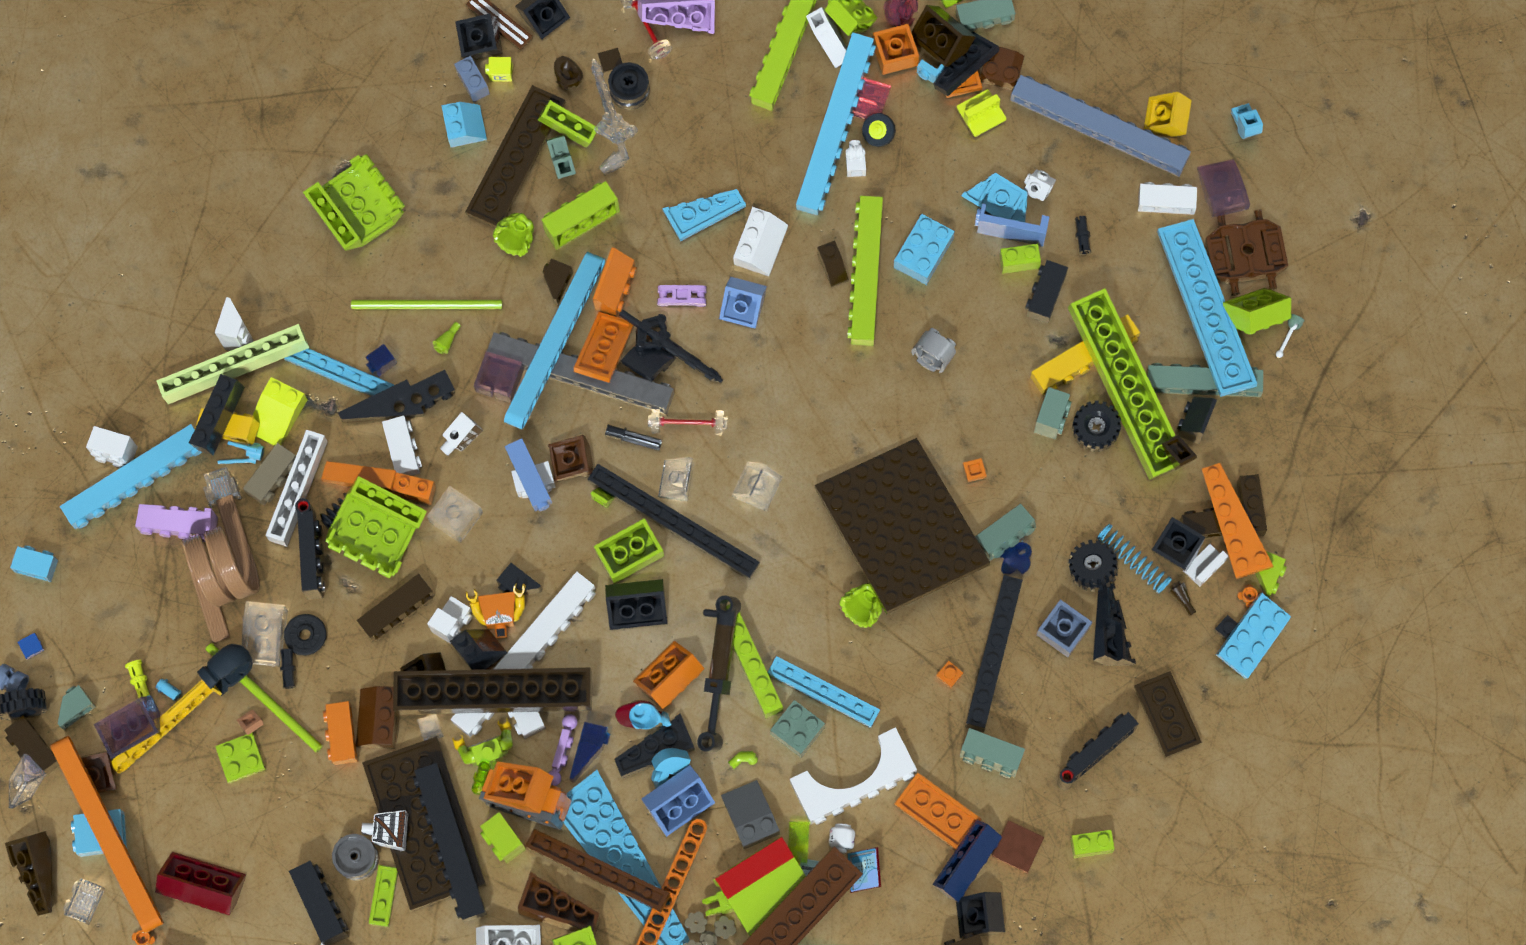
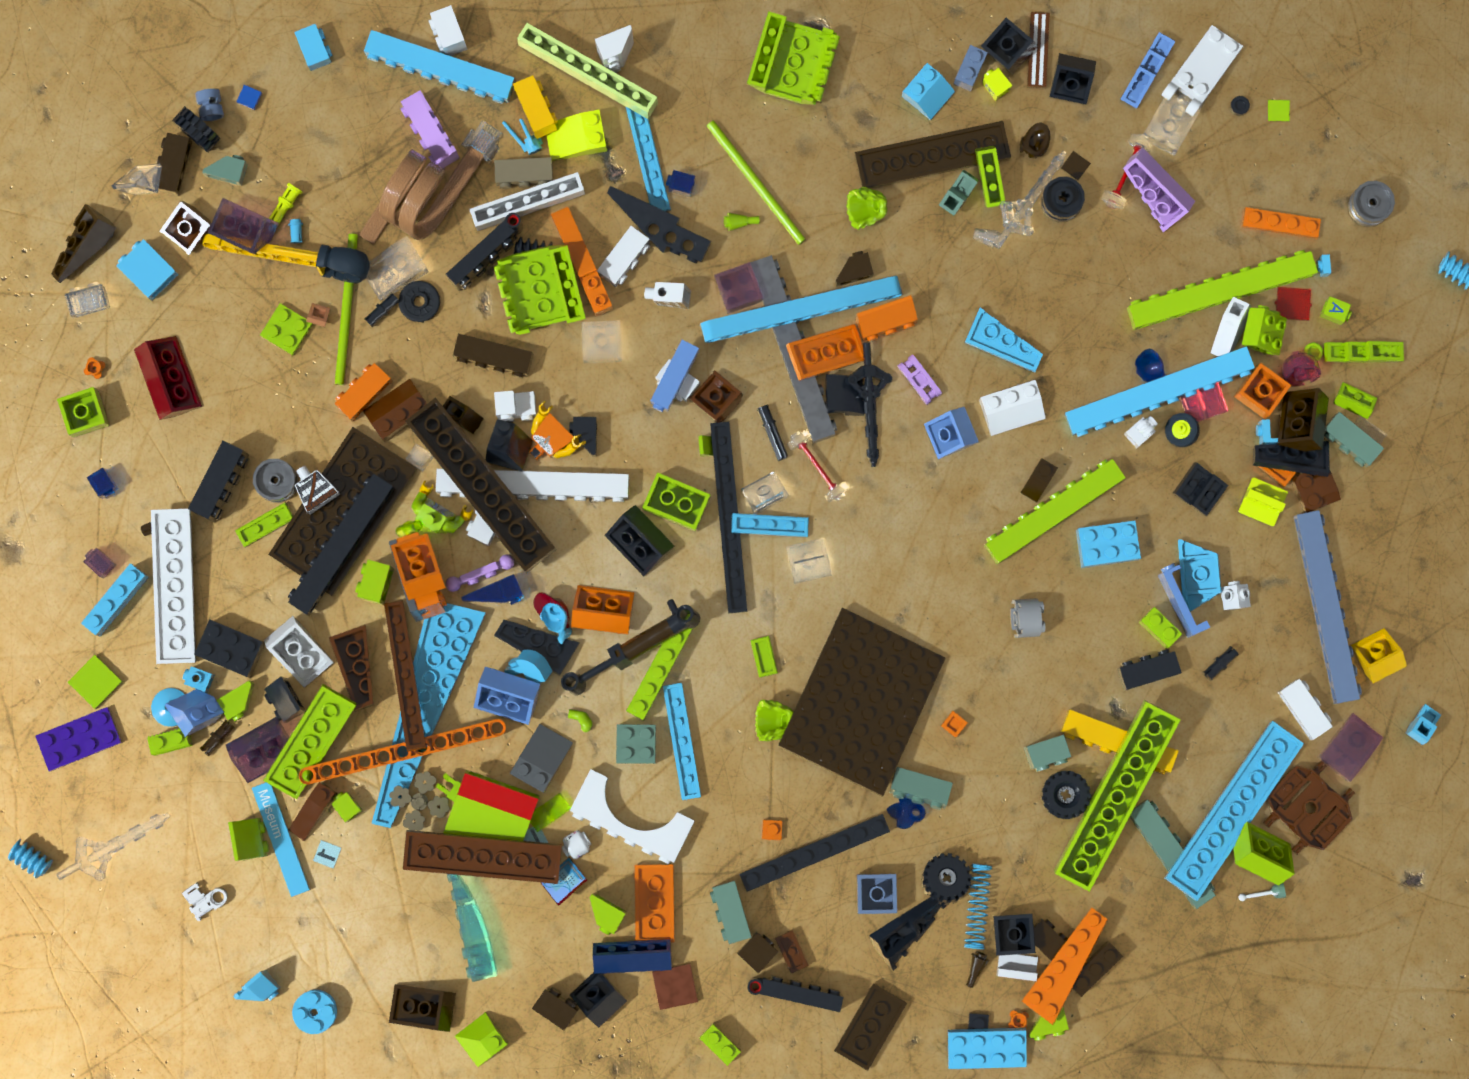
camera: 50 degrees right, 10 degrees up
(106, 834) = (147, 277): orange beam -> none
(216, 414) = (534, 93): black brick -> none
(580, 214) = (922, 247): lime brick -> none
(705, 493) = (770, 525): none -> medium azure tile
(806, 577) = (764, 656): none -> lime tile
(809, 117) = (1149, 365): none -> clear blue hat
(917, 852) = (607, 914): none -> lime slope
(935, 151) = (1200, 489): none -> black slope
(1040, 757) = (758, 951): none -> dark brown head
(1060, 731) = (791, 951): none -> reddish brown plate
(1178, 452) = (1089, 879): dark brown slope -> none
(1196, 419) = (1133, 871): black slope -> none

